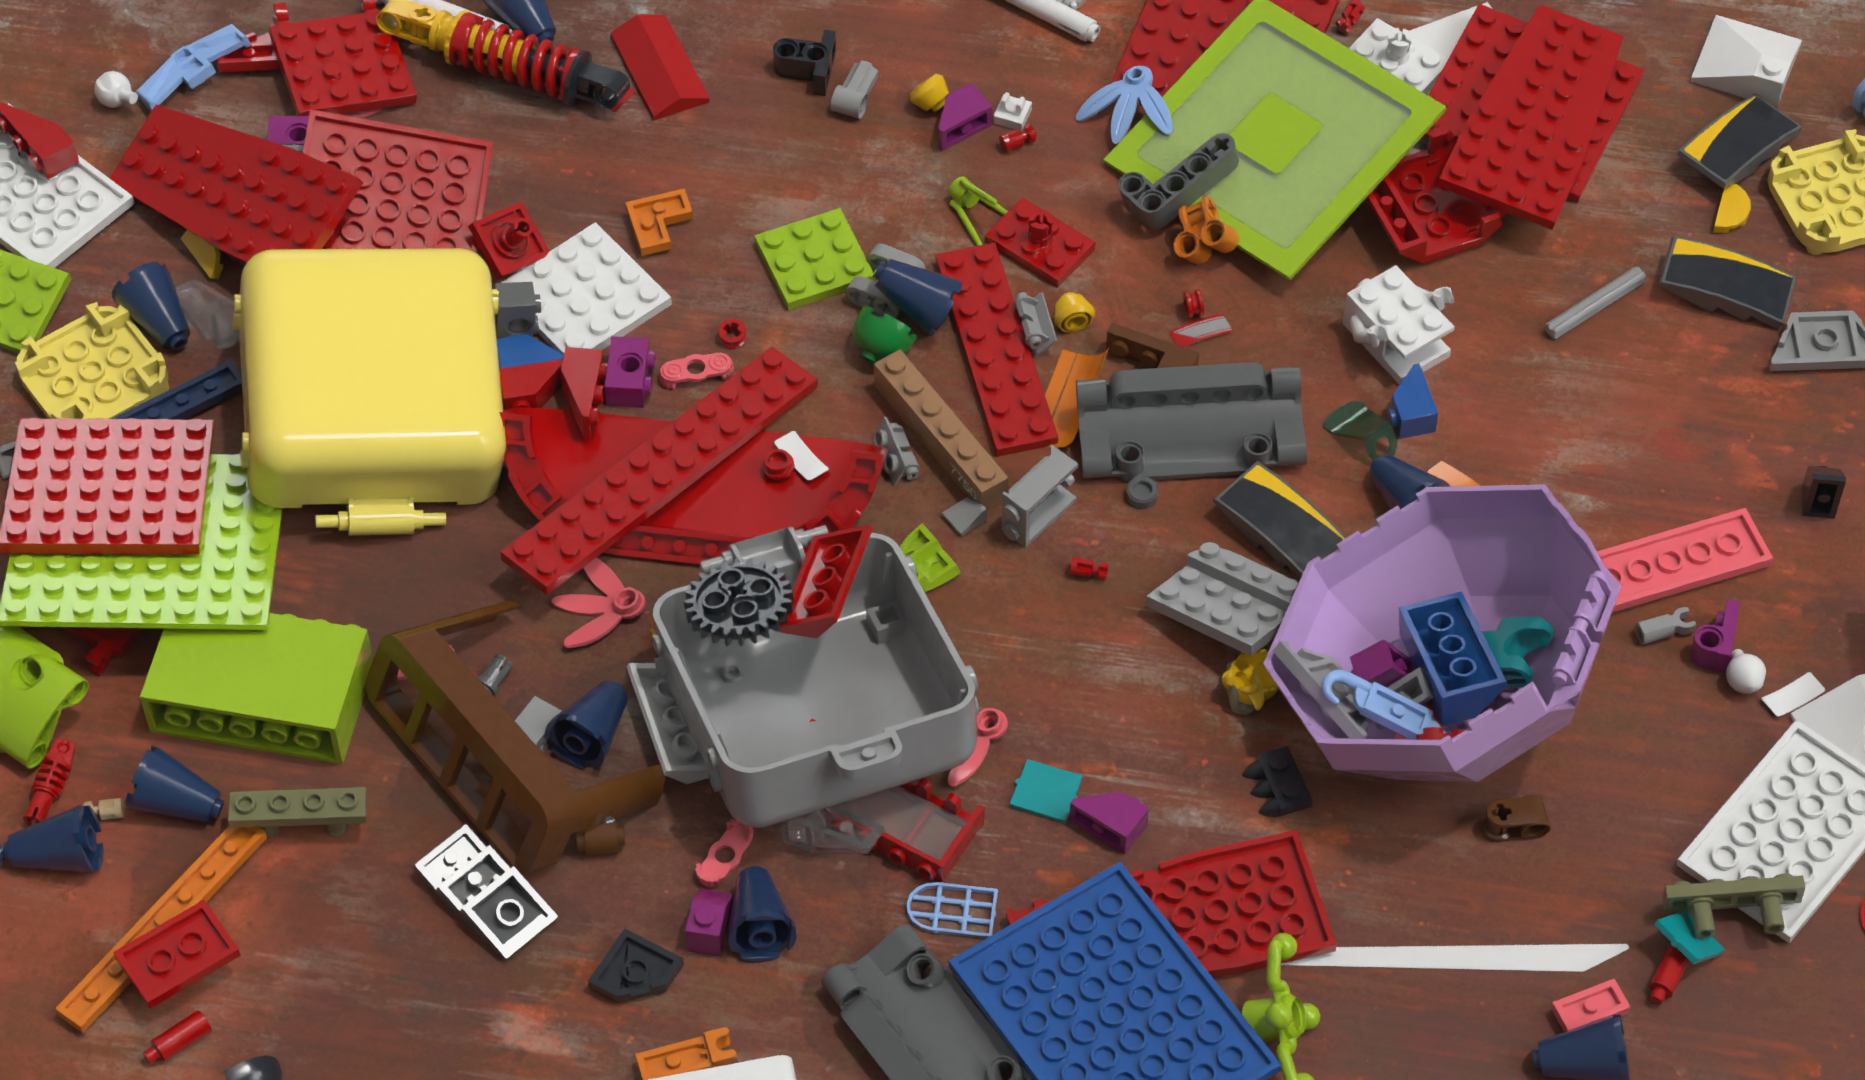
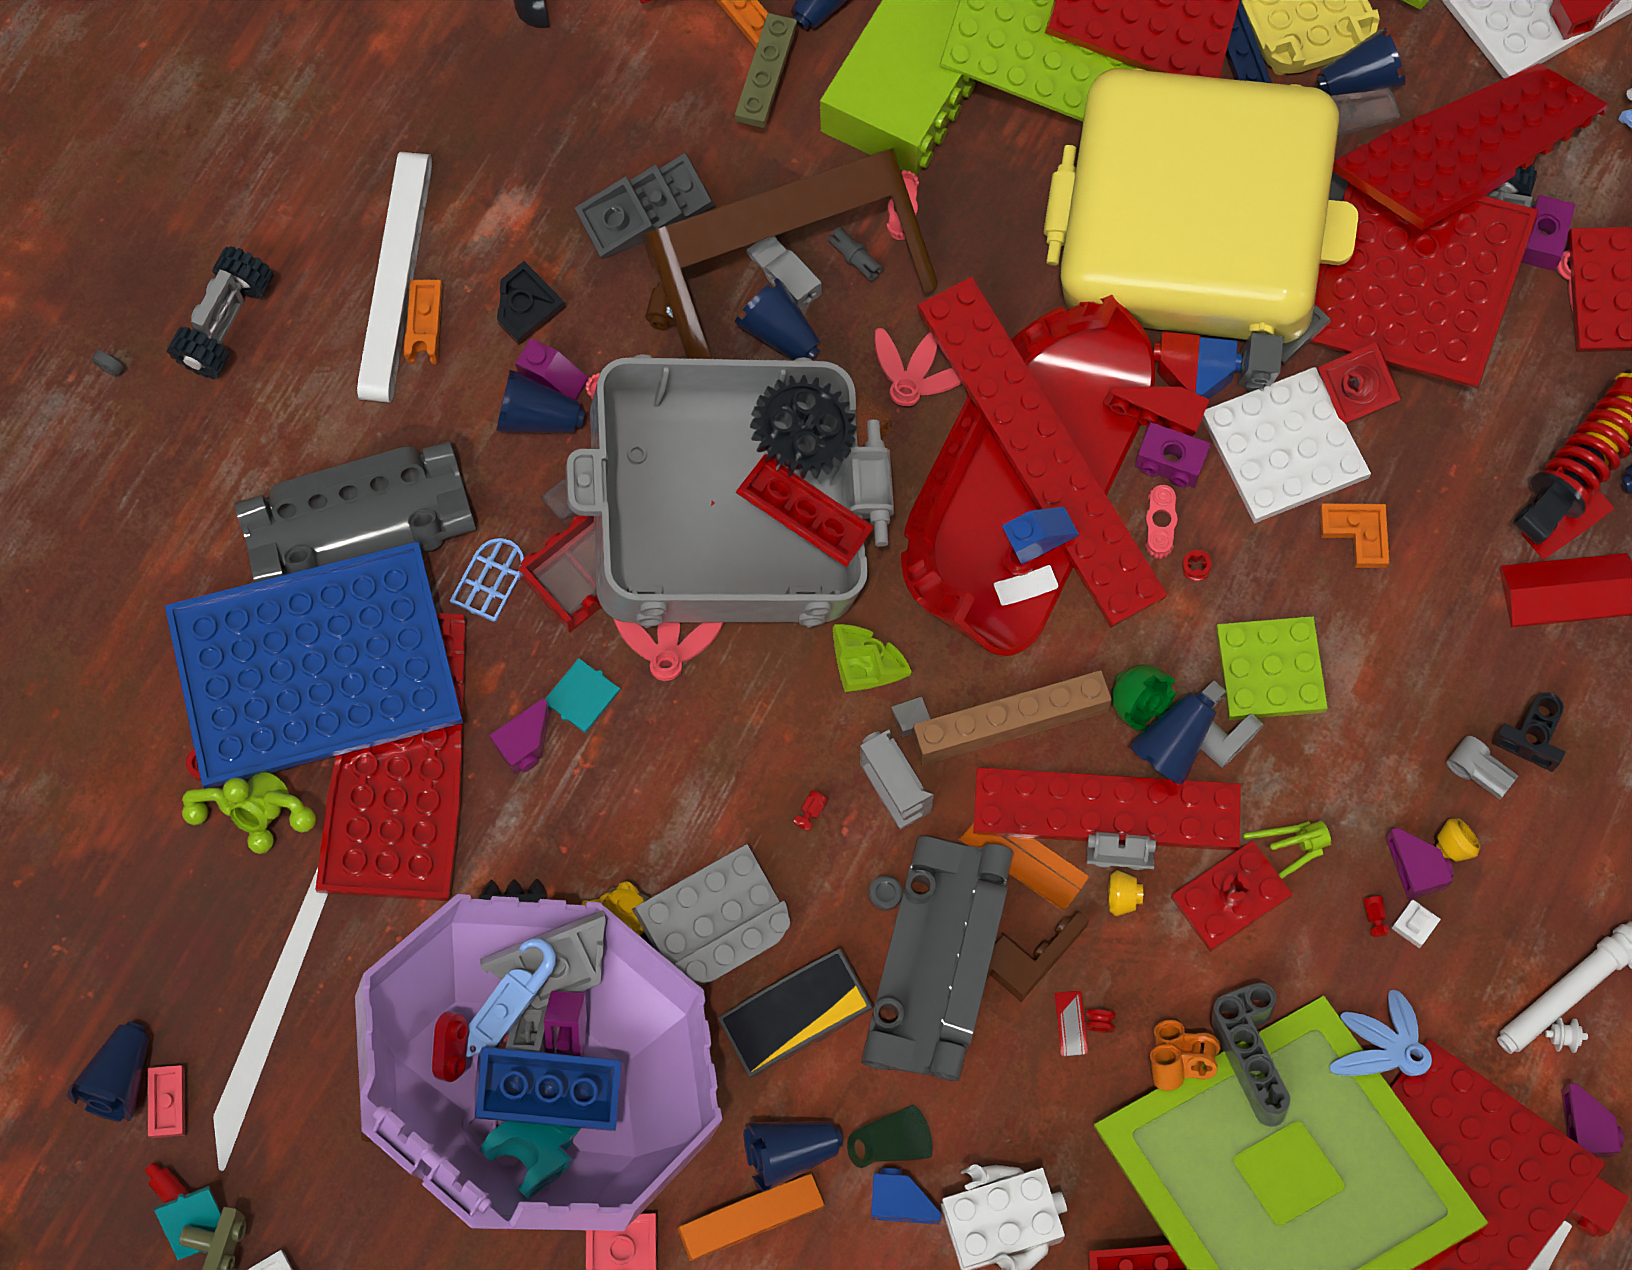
camera: 110 degrees right, 15 degrees up
(757, 438) = (1039, 532): none -> blue slope
(897, 463) = (1017, 673): light grey hinge -> none

